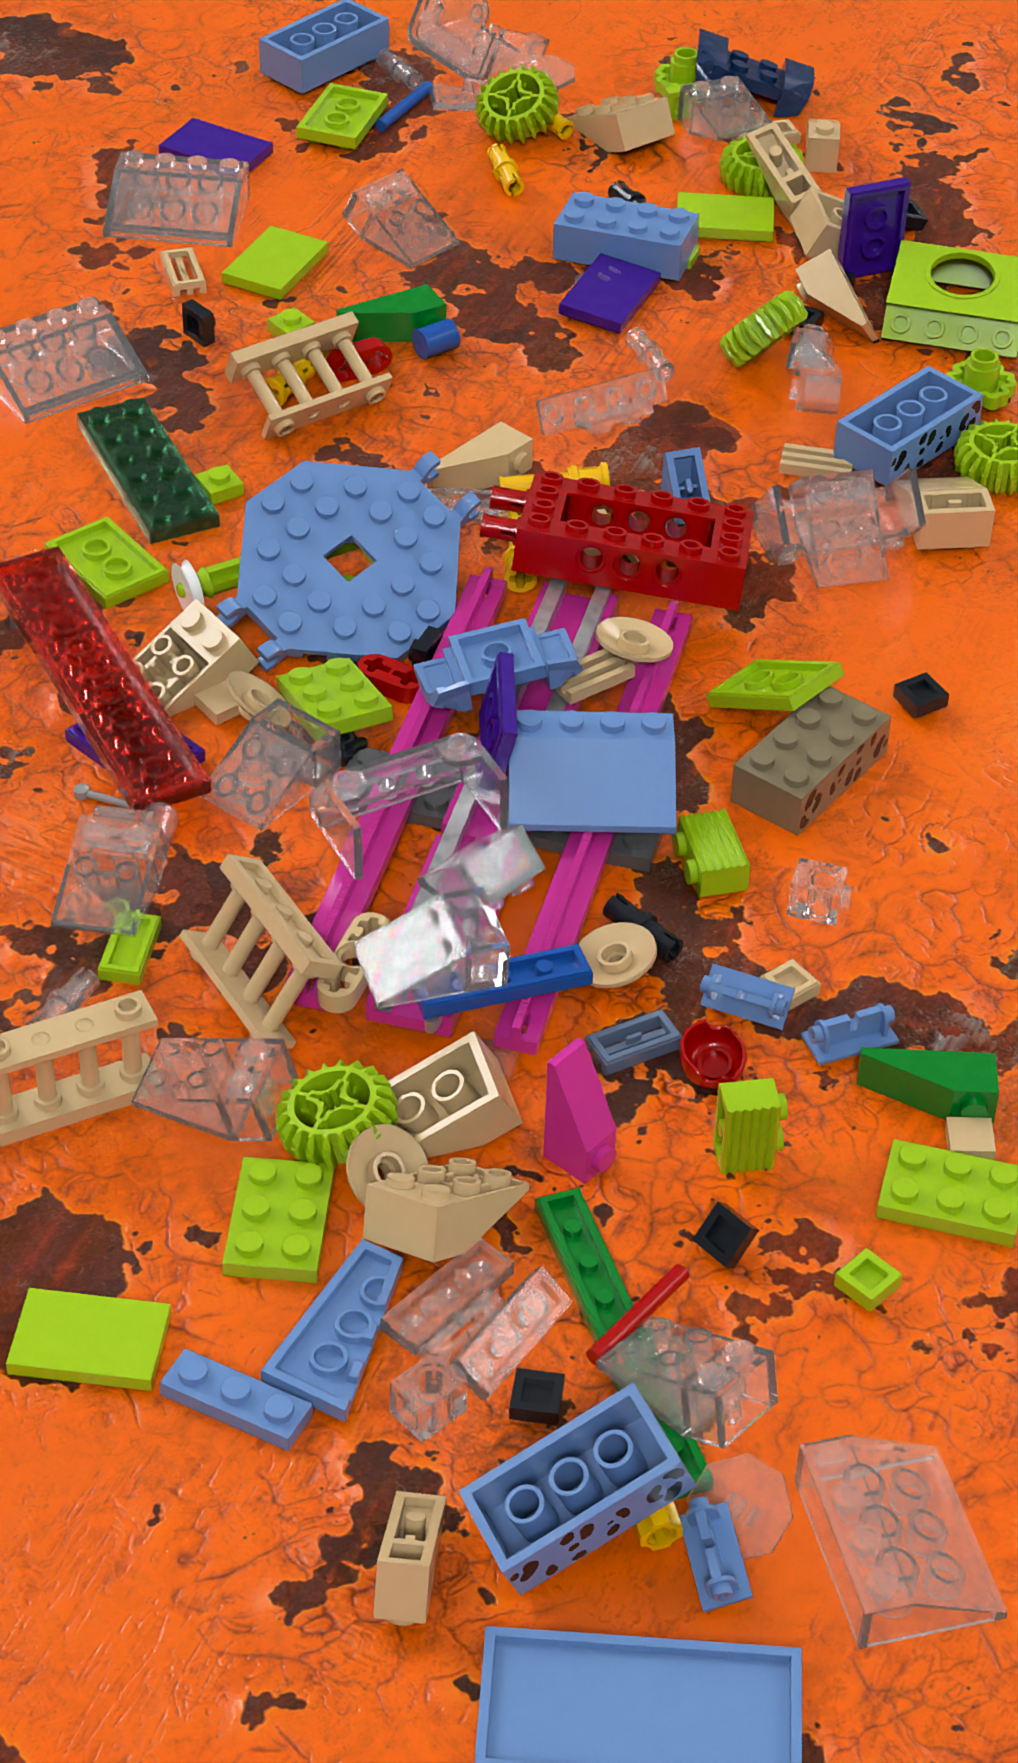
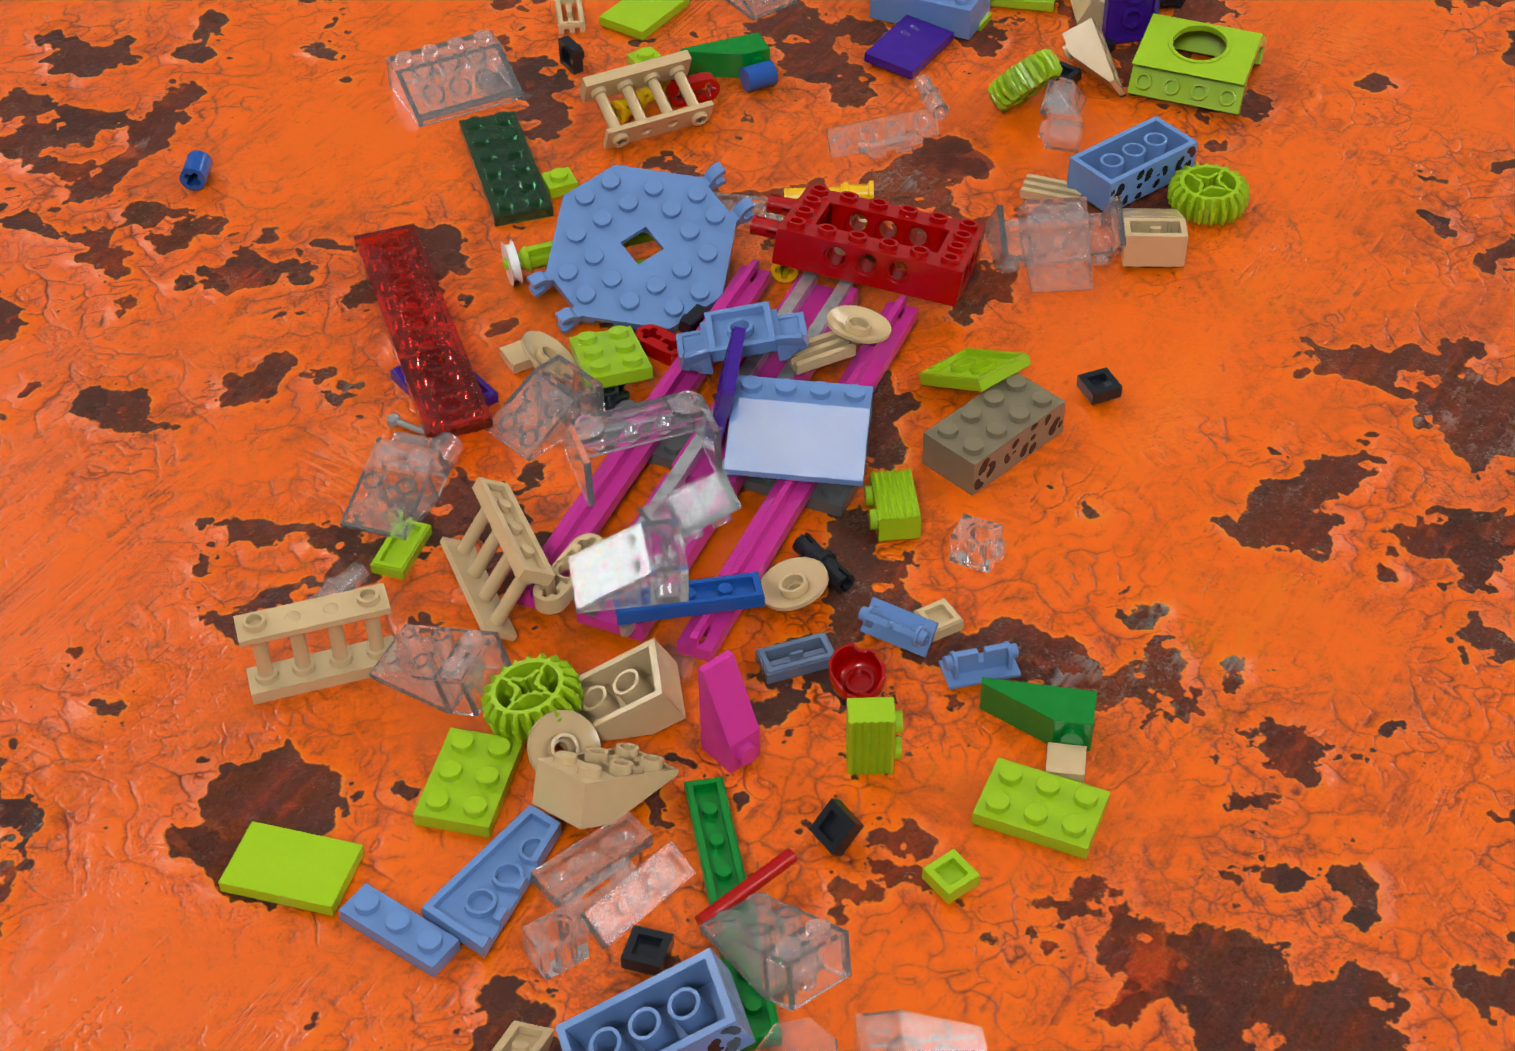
camera: 10 degrees right, 0 degrees up
(110, 562) = (456, 239): lime tile -> none
(191, 657) = (500, 319): tan slope -> none
(484, 458) = (785, 168): tan slope -> none
(684, 475) = (935, 194): medium blue slope -> none
(987, 376) = (1207, 129): lime plant -> none

